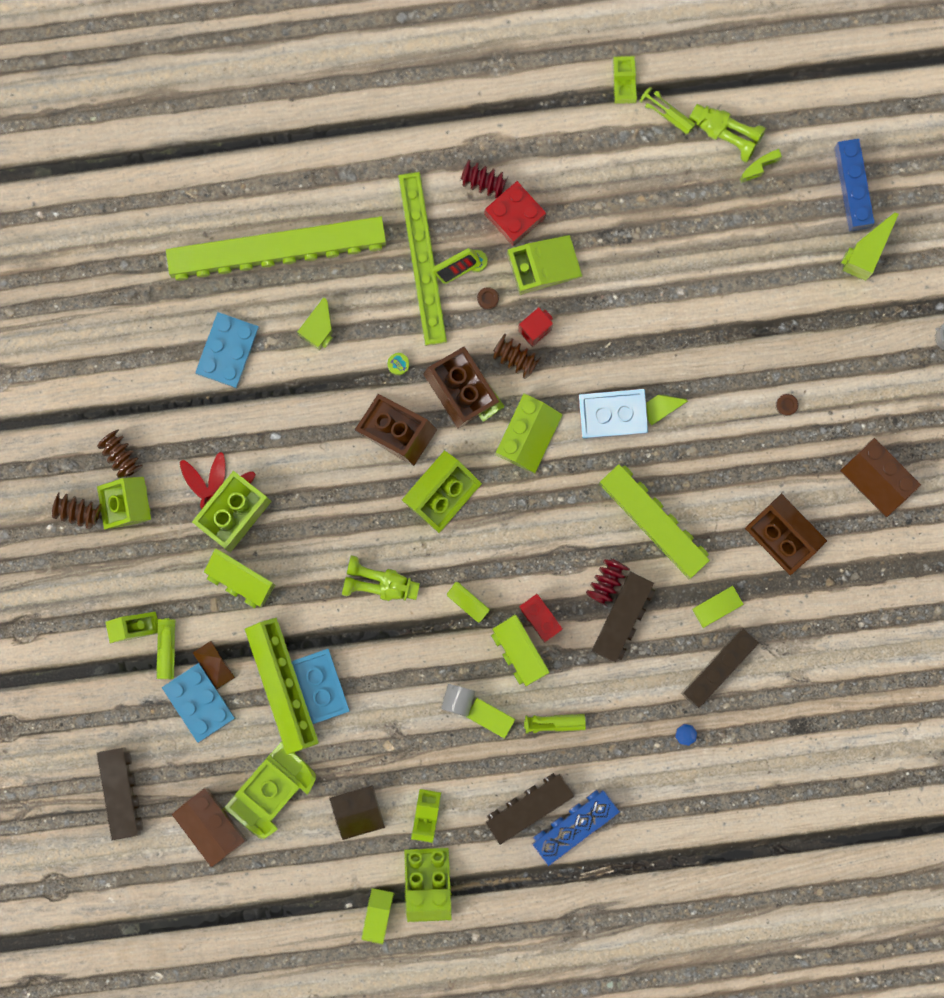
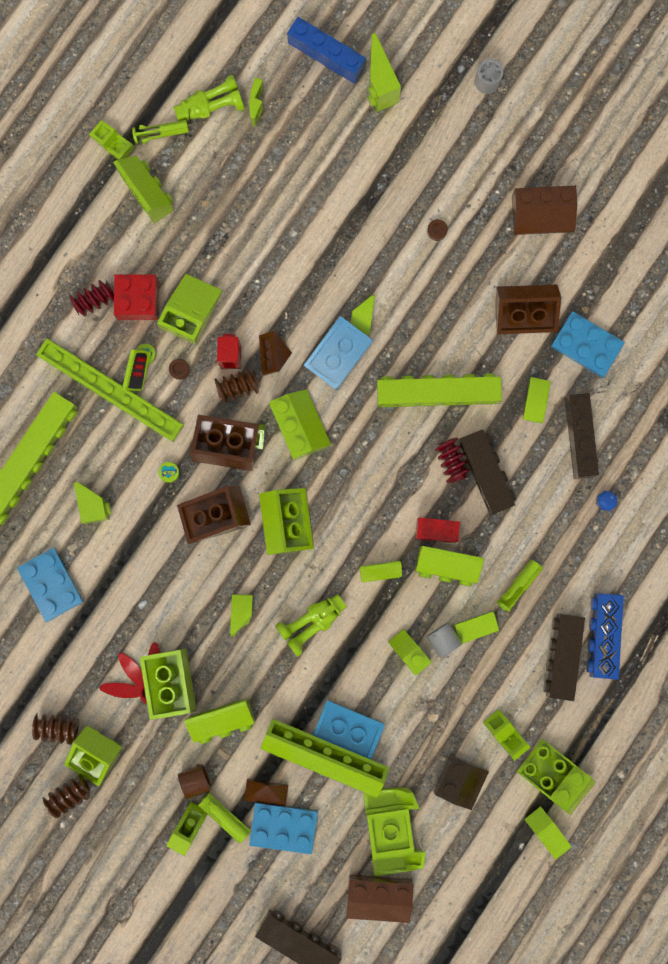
camera: 50 degrees left, 0 degrees up
(174, 600) = (194, 781): none -> reddish brown piece
(337, 519) = (240, 612): none -> lime slope
(423, 681) = (409, 652): none -> lime slope
(567, 362) = (273, 353): none -> reddish brown slope
(610, 141) = (144, 187): none -> lime slope
(801, 608) = (587, 344): none -> dark azure plate

